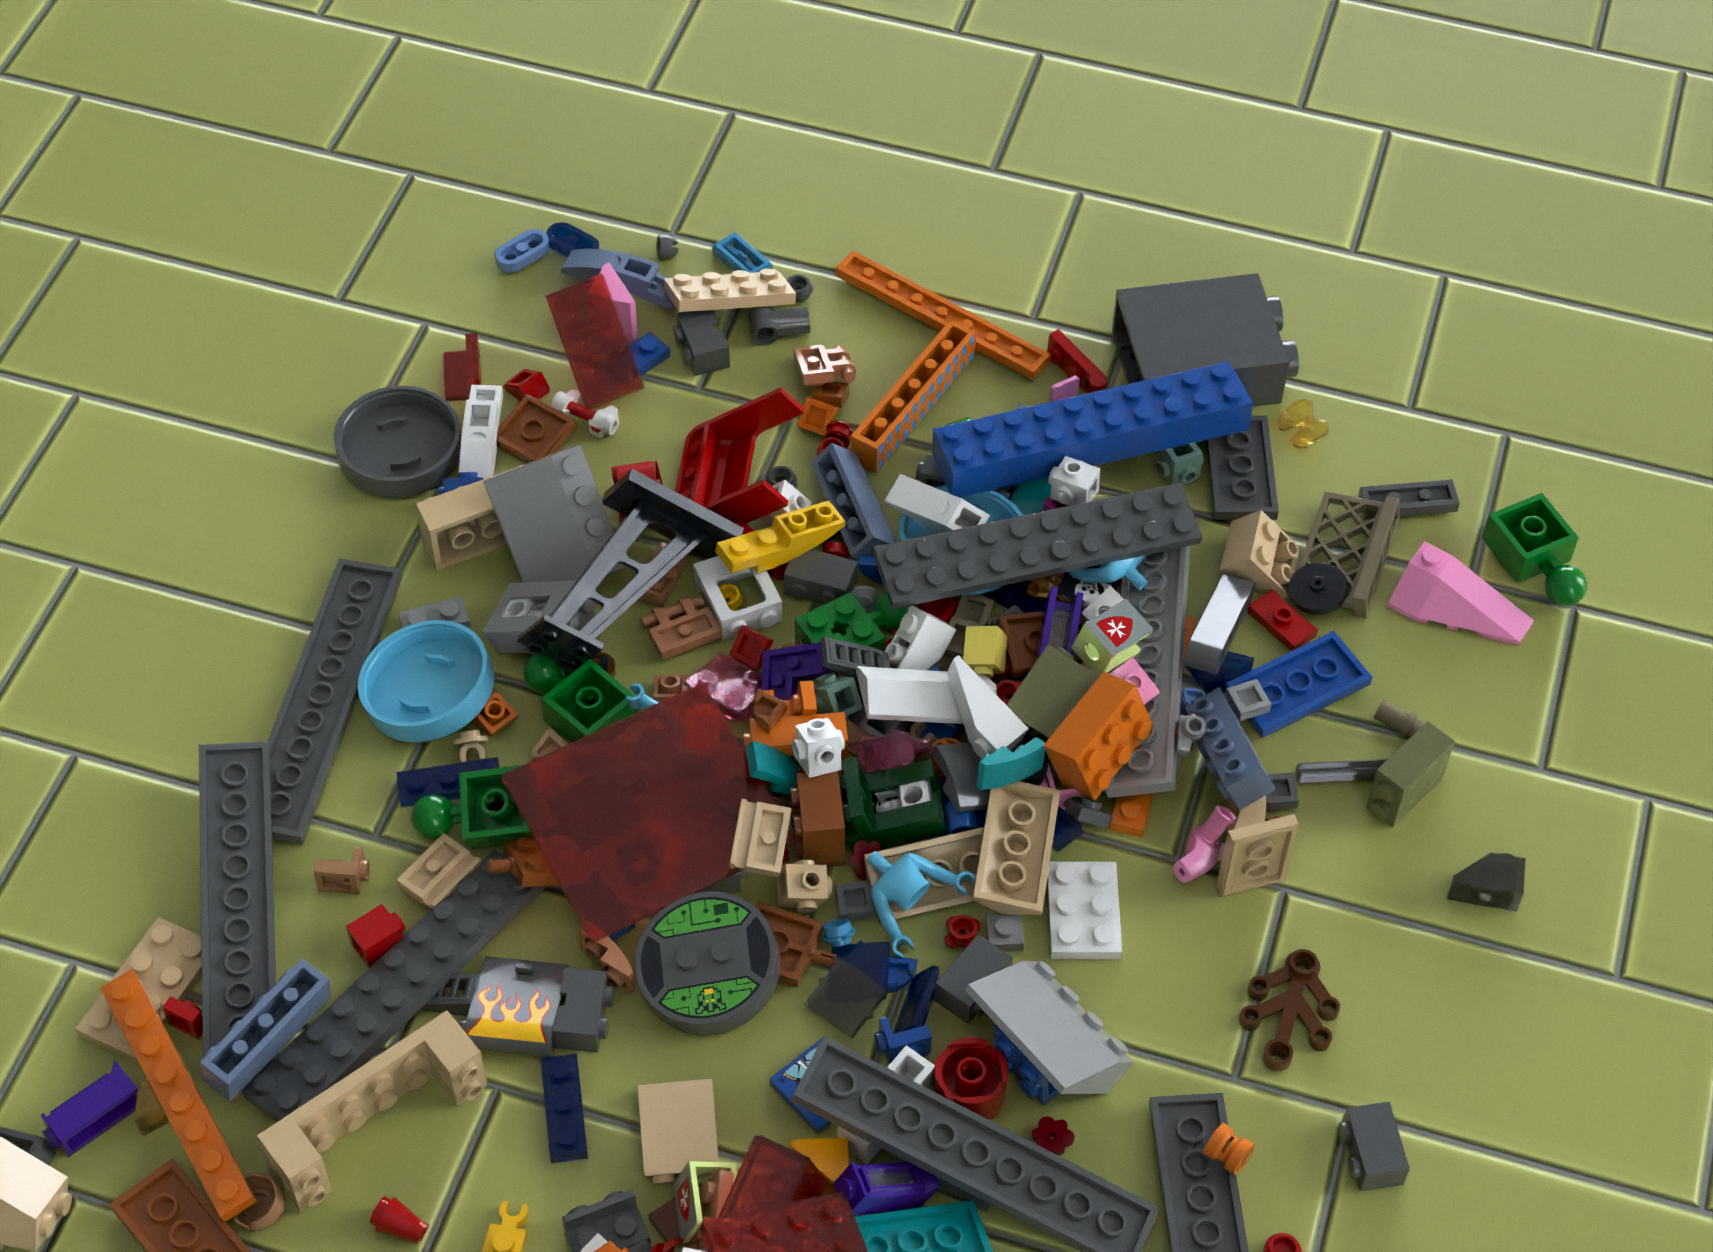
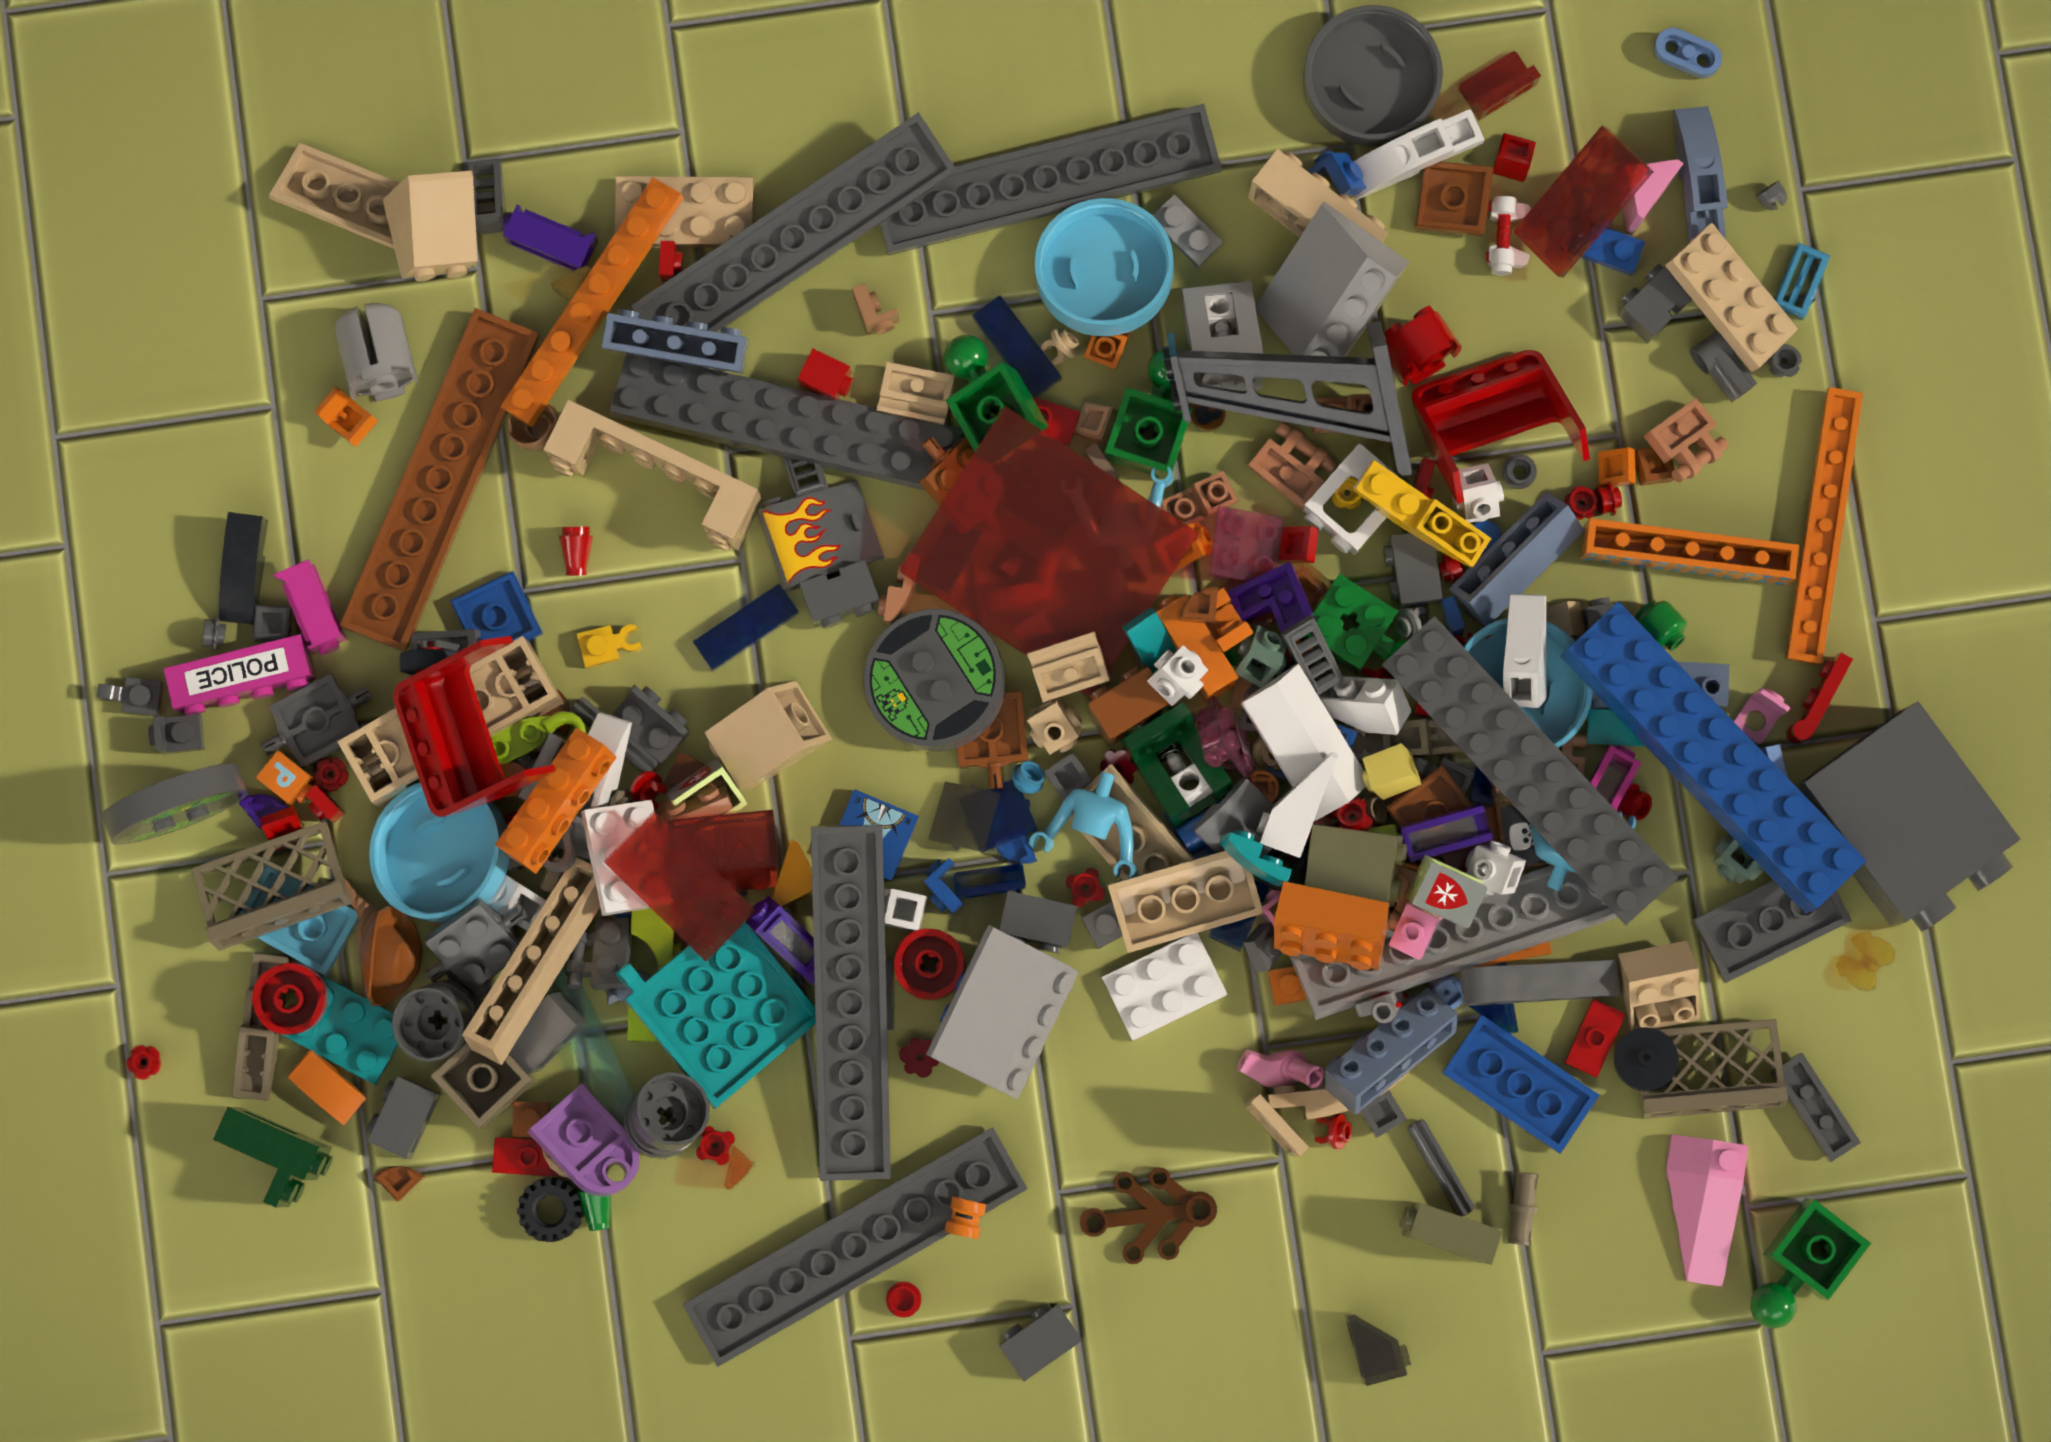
camera: 65 degrees right, 30 degrees up
(566, 237) = (1727, 100): clear blue plate -> none
(1074, 482) = (1628, 779): white brick -> none
(1248, 700) = (1463, 1045): light grey plate -> none

